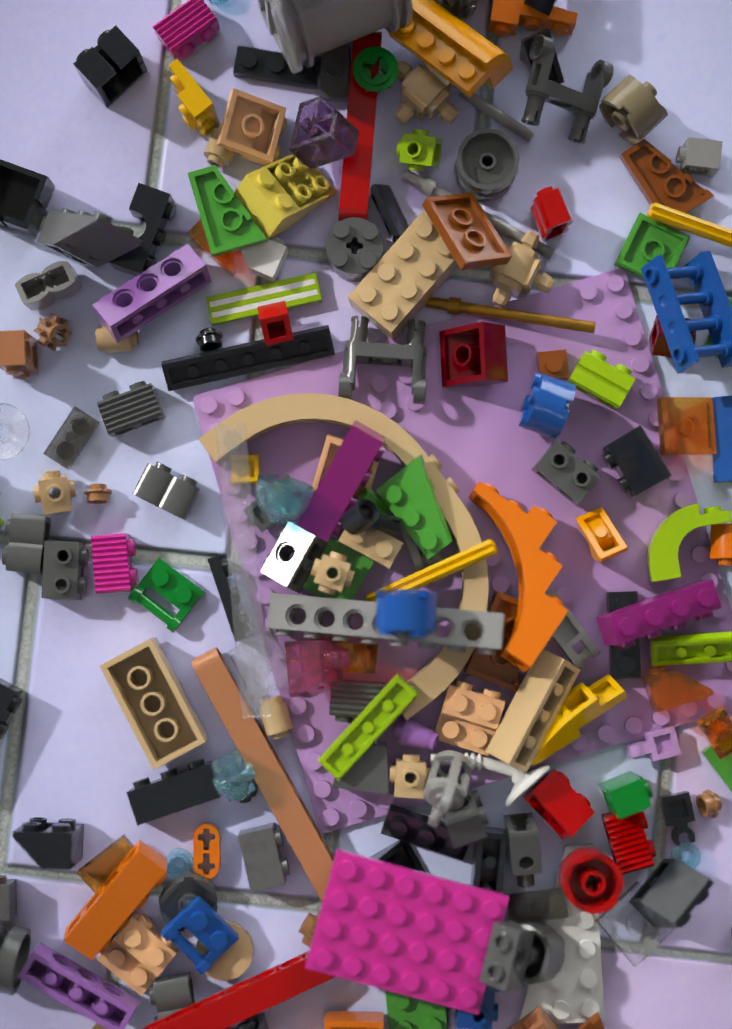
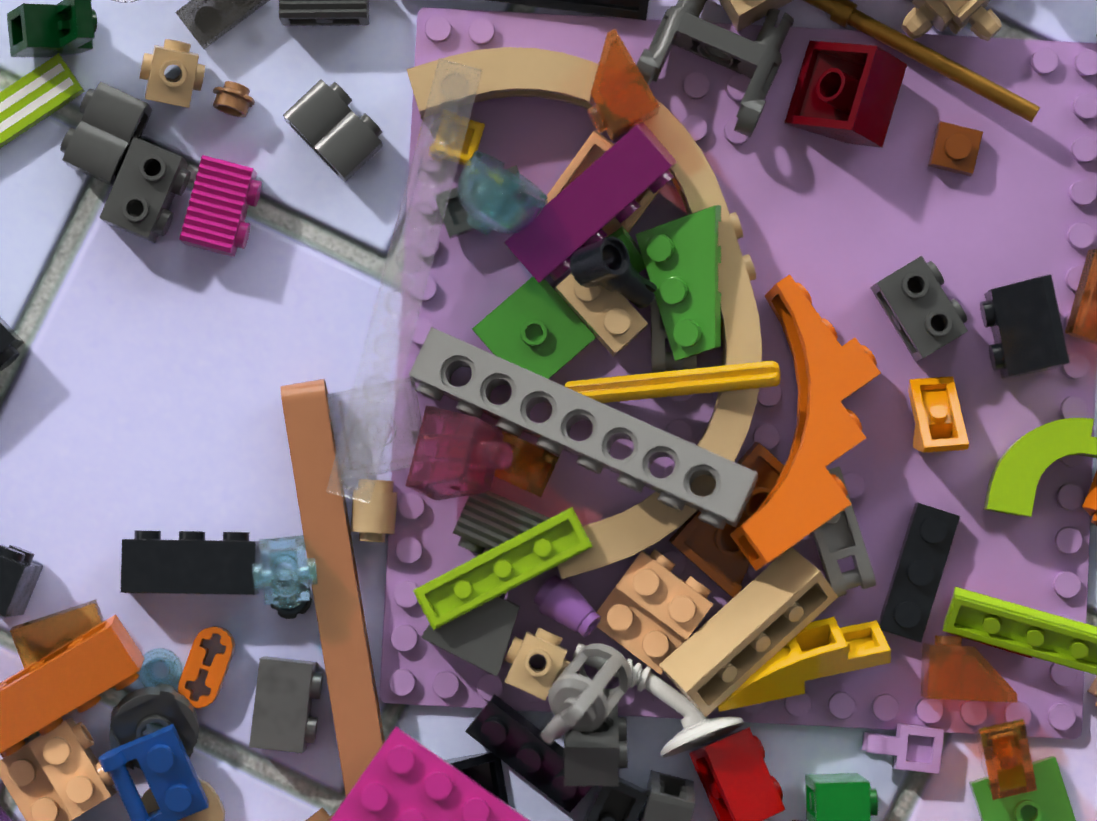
camera: 10 degrees right, 0 degrees up
(154, 702) = (207, 425): tan brick -> none
(172, 587) = (291, 271): green plate -> none
(220, 574) = (369, 275): black plate -> none
(297, 570) = (479, 310): brick -> none
(334, 406) = (619, 91): none -> clear orange slope
(344, 576) = (523, 346): tan brick -> none
(406, 611) = (618, 417): blue brick -> none
(547, 405) = (925, 201): blue brick -> none
(602, 379) = (1018, 192): lime brick -> none
(659, 612) = (980, 556): magenta brick -> none

